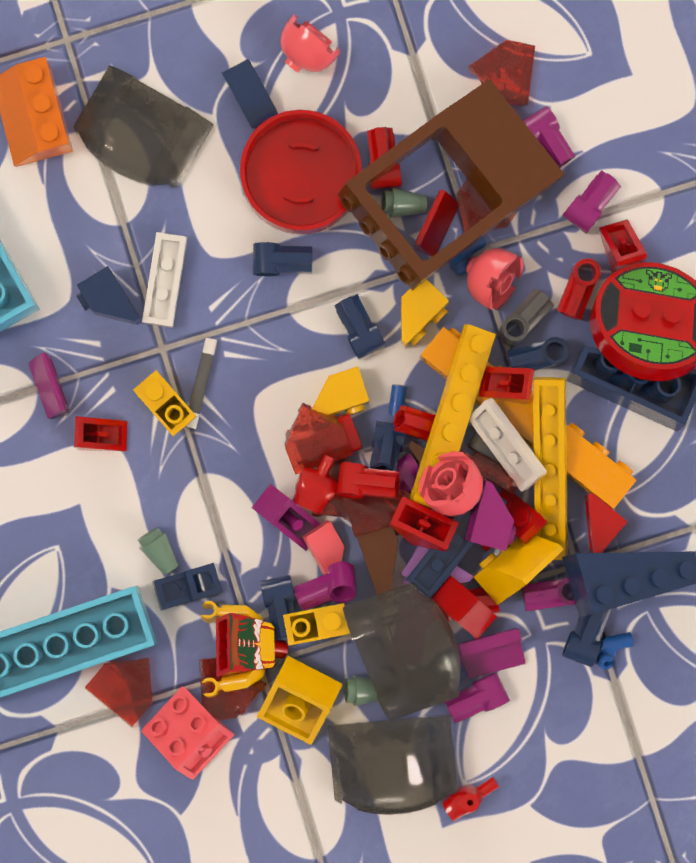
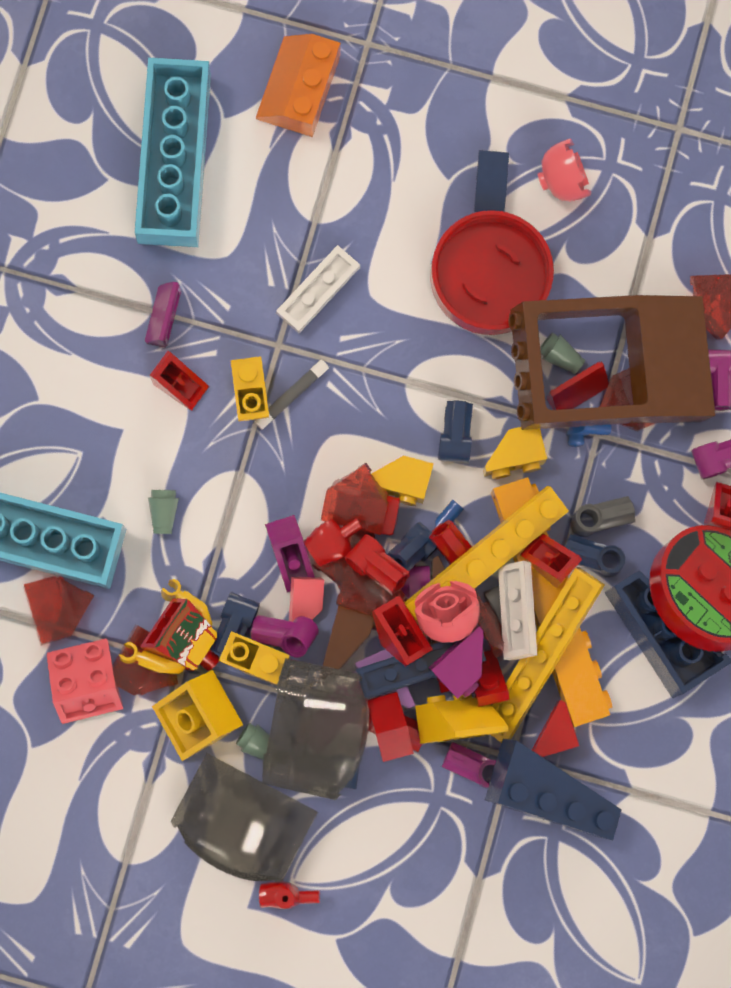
camera: 30 degrees right, 5 degrees down
(106, 297) = (259, 272): dark blue slope -> none
(140, 130) = (380, 155): clear smoke slope -> none
(187, 586) = (166, 556): dark blue slope -> none
(272, 259) = (420, 330): dark blue piece -> none
(379, 142) = (574, 288): red piece -> none
(482, 696) = (357, 815): magenta piece -> none
(492, 275) = (597, 463): coral cylinder -> none
(492, 653) = (388, 784): magenta panel -> none
(578, 291) = (663, 522): red piece -> none
(584, 642) = (476, 825): dark blue piece -> none
(609, 649) = (494, 846): blue arm -> none

